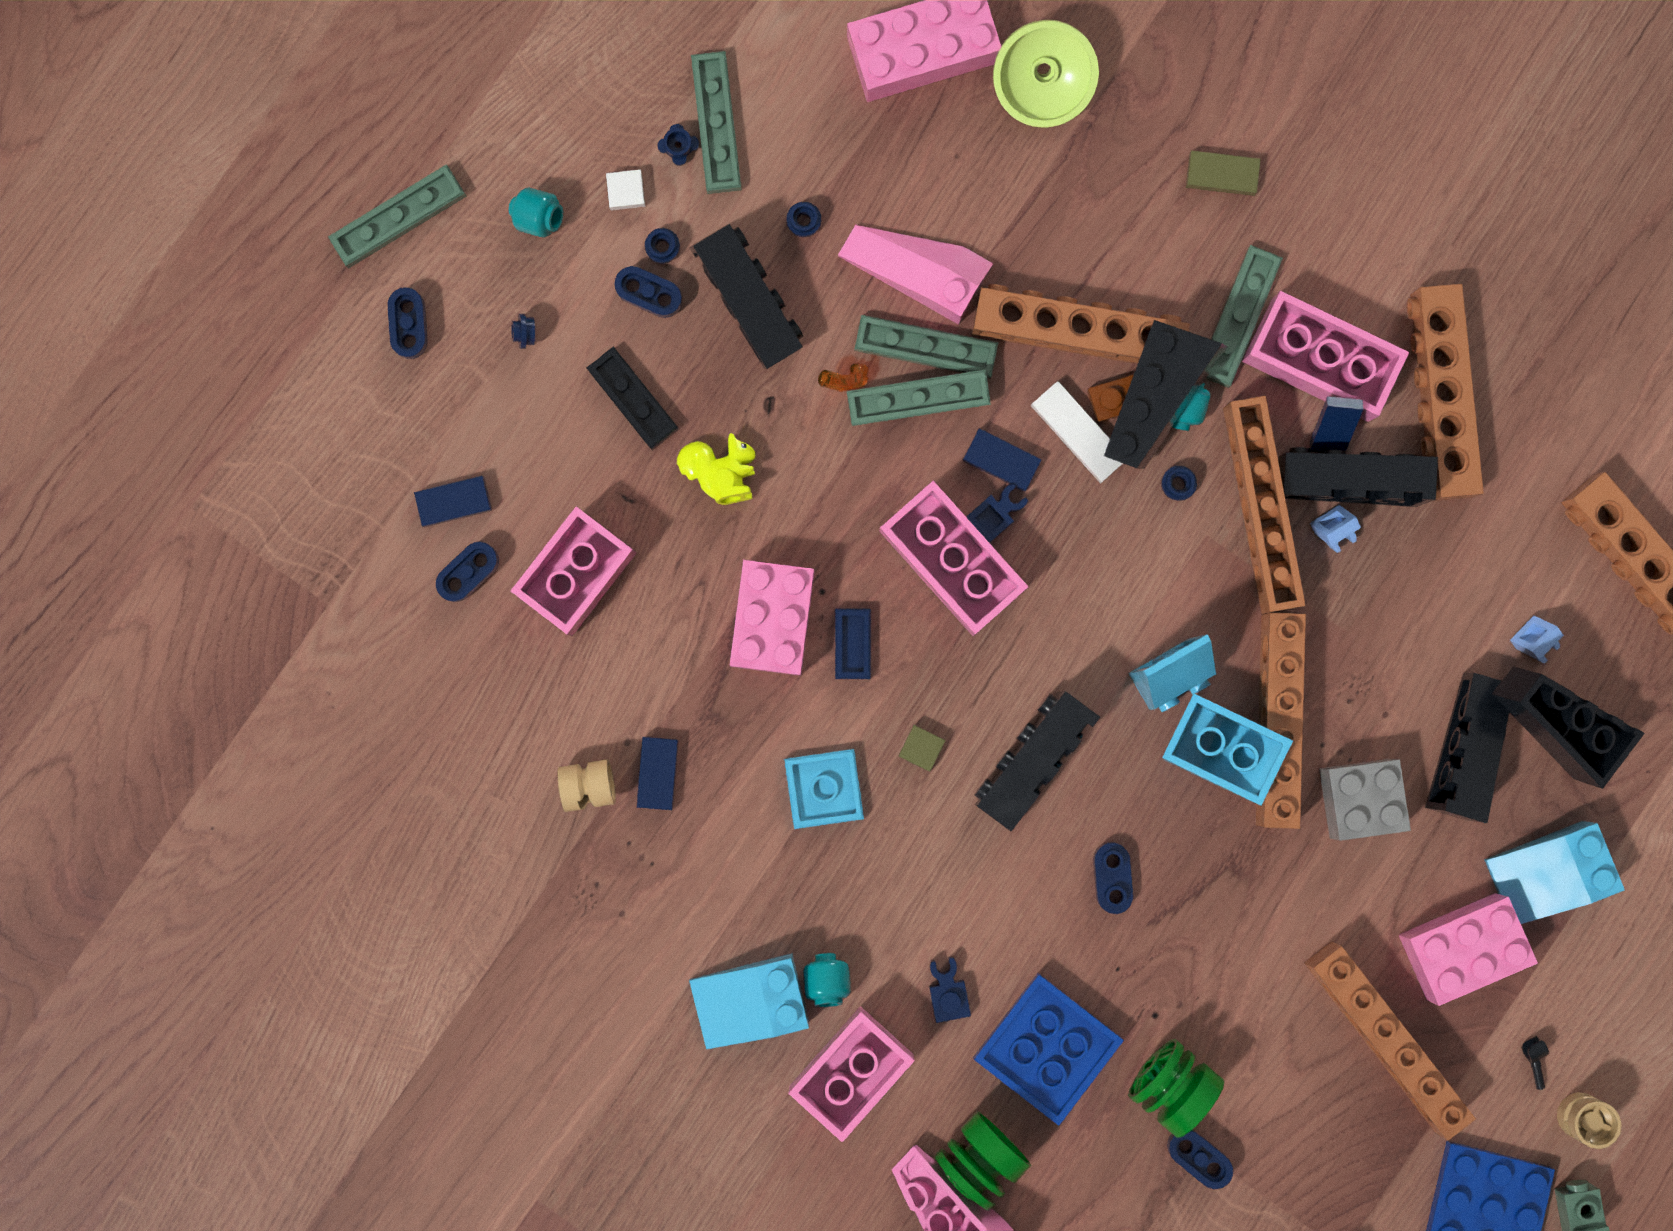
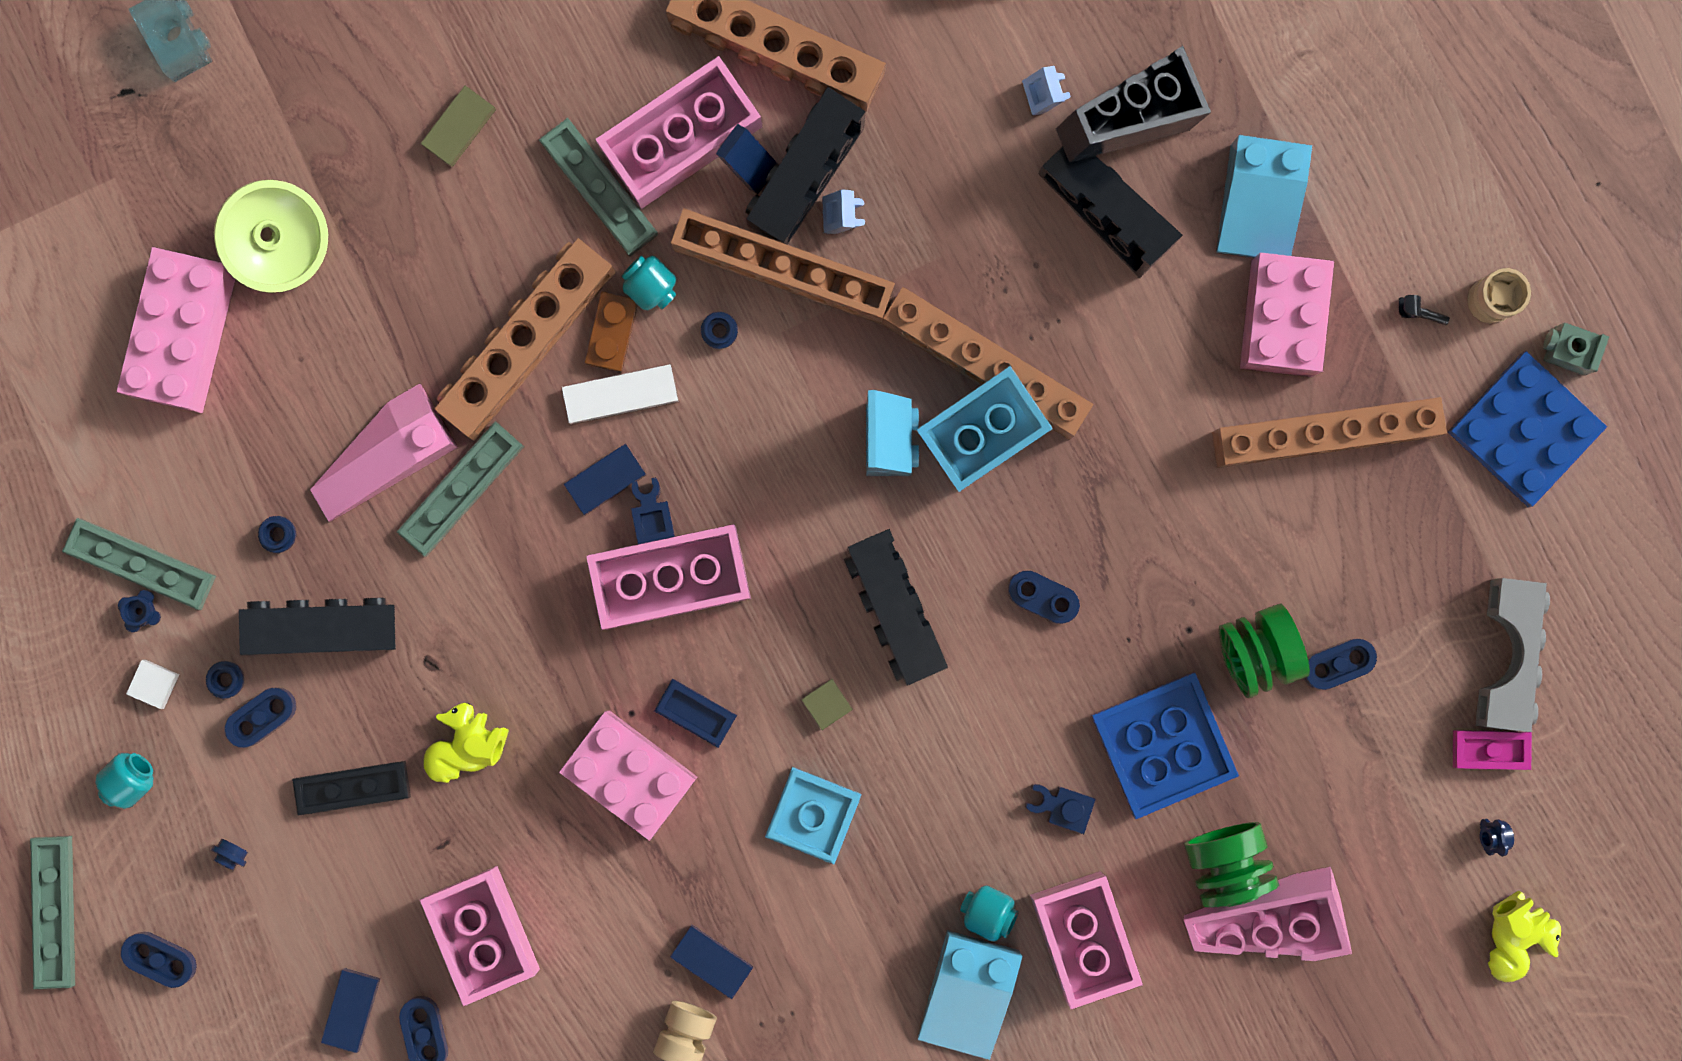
camera: 70 degrees left, 0 degrees up
(841, 383) = (449, 586): clear orange arm -> none
(918, 397) = (503, 523): sand green tile -> none
(1160, 390) = (625, 304): black wedge -> none
(1364, 799) = (1101, 329): light grey brick -> none

